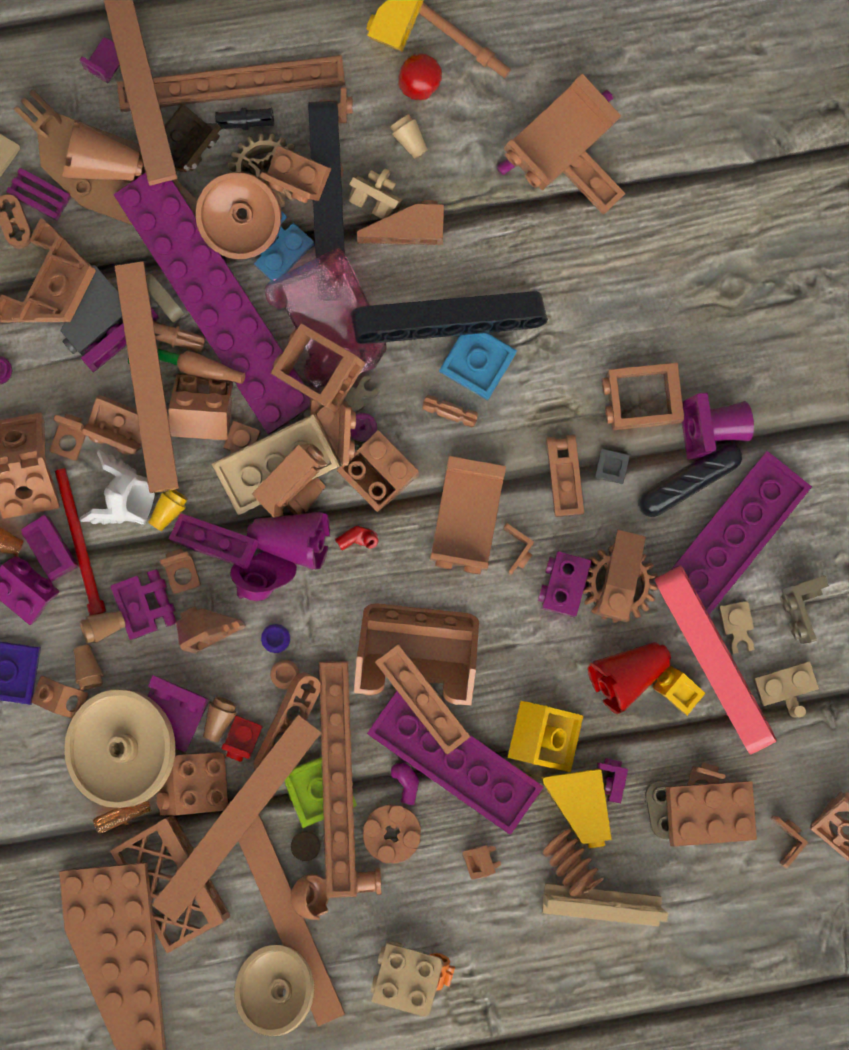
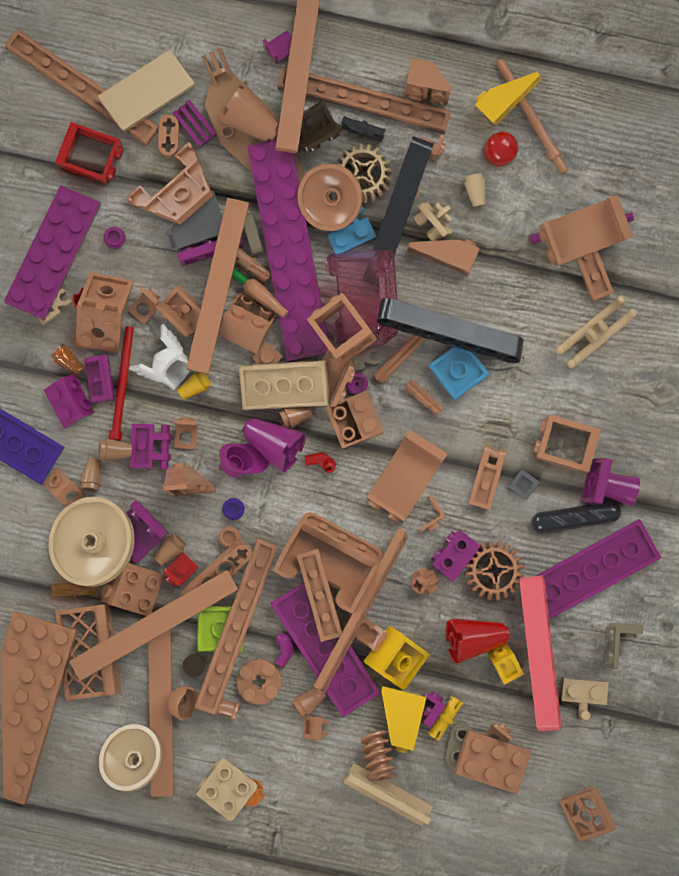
camera: 25 degrees right, 0 degrees up
(213, 540) = (217, 421): magenta plate -> none
(289, 478) = (289, 399): nougat window -> none
(297, 174) = (383, 185): nougat bracket -> none
(299, 32) = (426, 83): none -> nougat slope
(400, 376) = (398, 358): none -> nougat axle
(460, 833) = (307, 702): none -> nougat cone
(480, 698) = (361, 611): none -> nougat tile
(493, 720) = (369, 634): none -> nougat plate
(542, 630) = (425, 581): none -> nougat gear
(621, 576) = (497, 565): nougat slope -> none
(623, 248) = (596, 332): none -> tan piece
(633, 785) = (445, 718): none -> yellow pin
(736, 621) = (568, 632): tan plate -> none
(793, 830) = (546, 799): nougat bracket -> none

